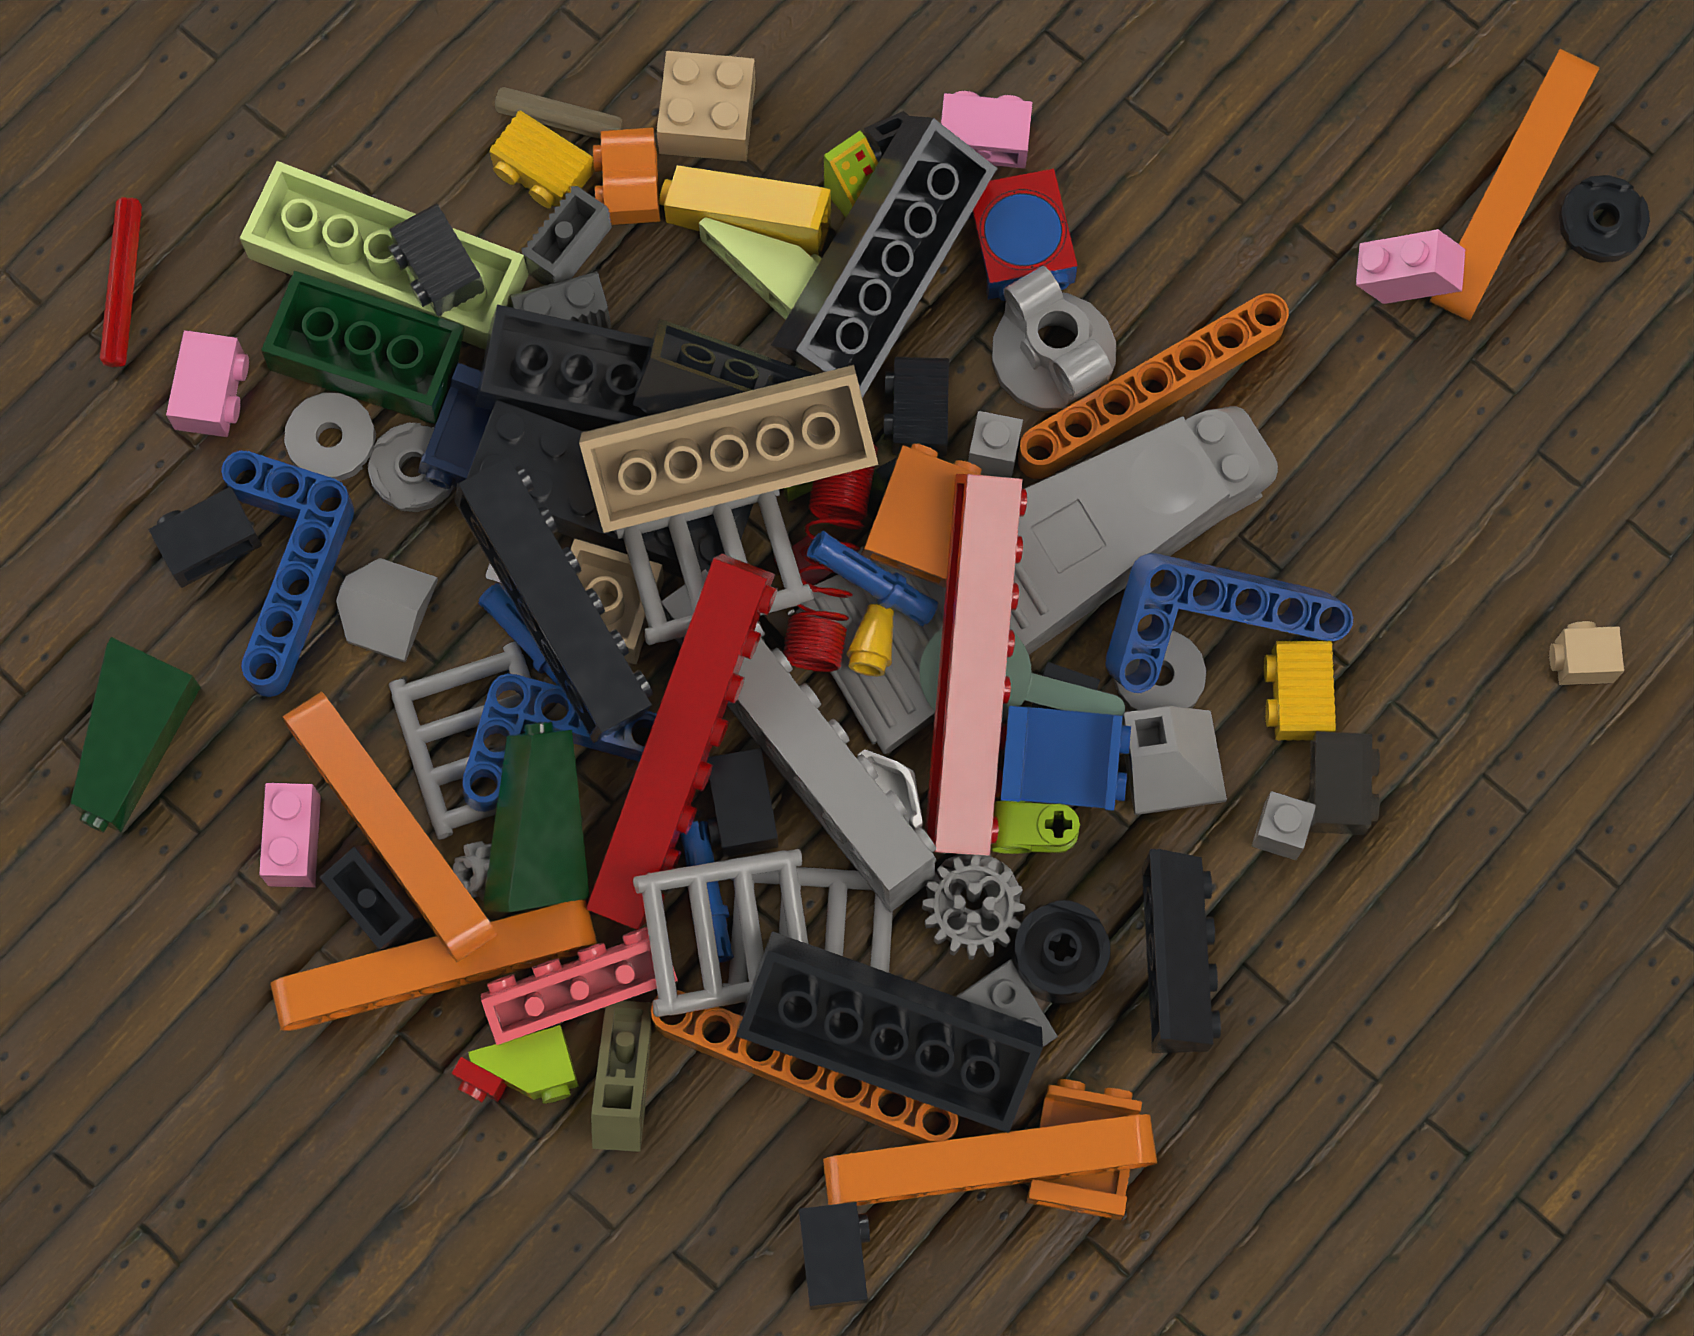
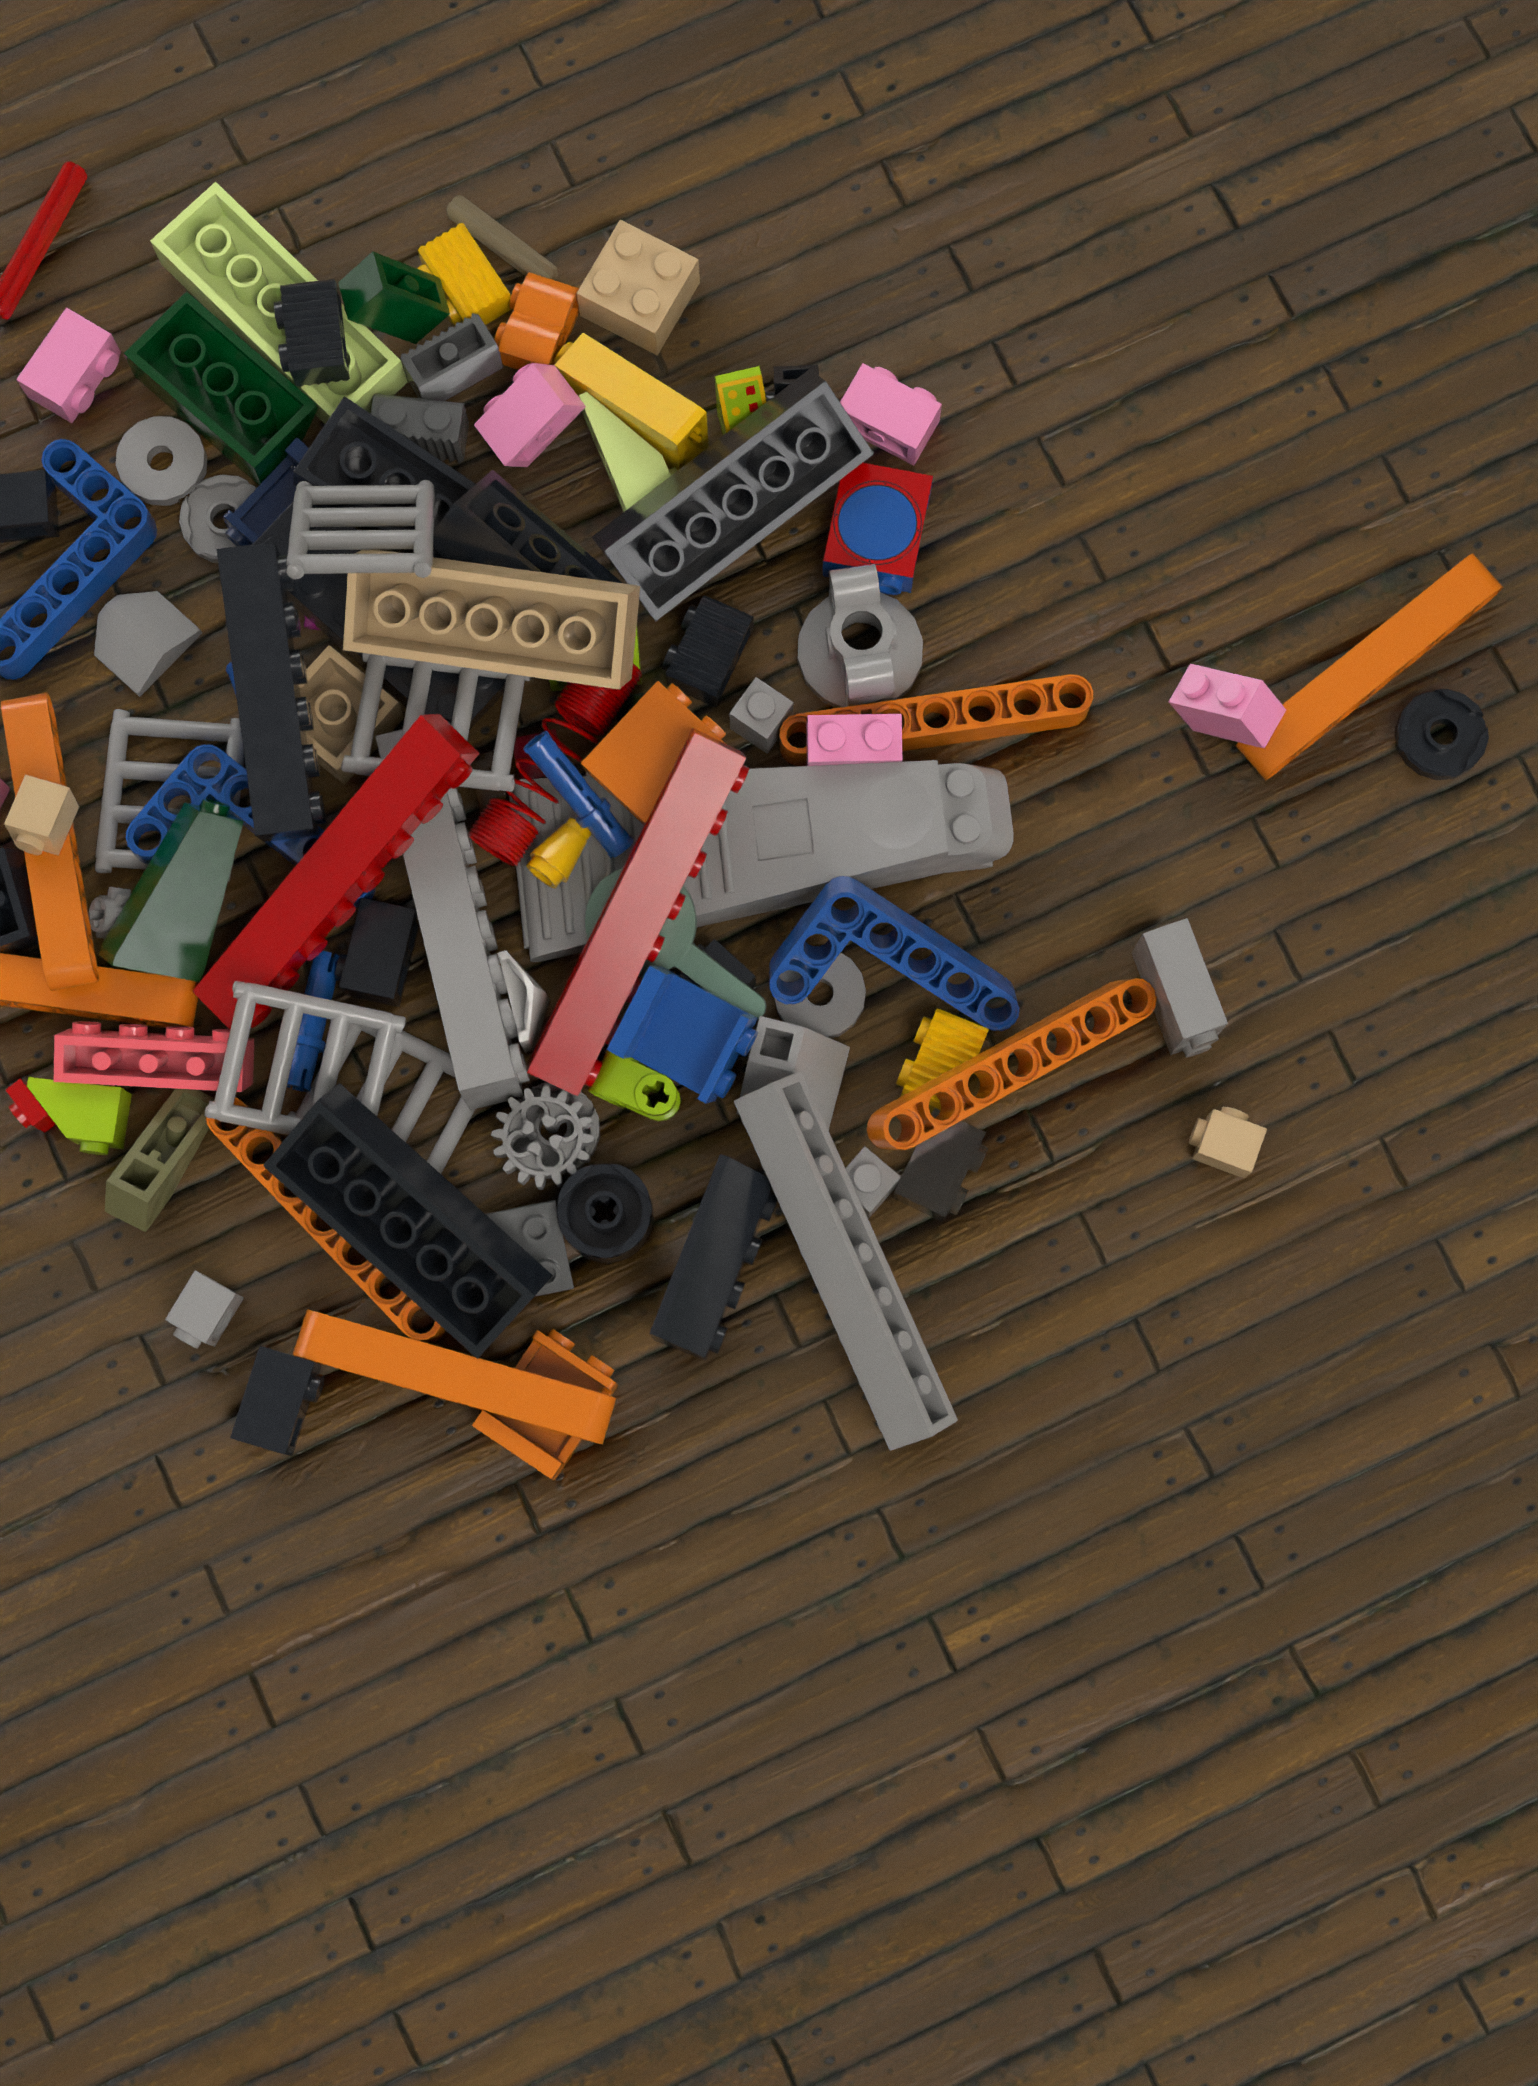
camera: 25 degrees right, 5 degrees up
(379, 802) = (41, 816): none -> tan brick
(492, 201) = (393, 298): none -> dark green brick
(620, 382) = (305, 516): none -> light grey bar
(660, 258) = (529, 414): none -> bright pink brick
(726, 1201) = (203, 1310): none -> light grey brick
(1096, 429) = (853, 739): none -> bright pink brick
(1302, 902) = (846, 1261): none -> light grey brick
(1354, 672) = (992, 1068): none -> orange beam
(1485, 534) = (1185, 995): none -> light grey brick

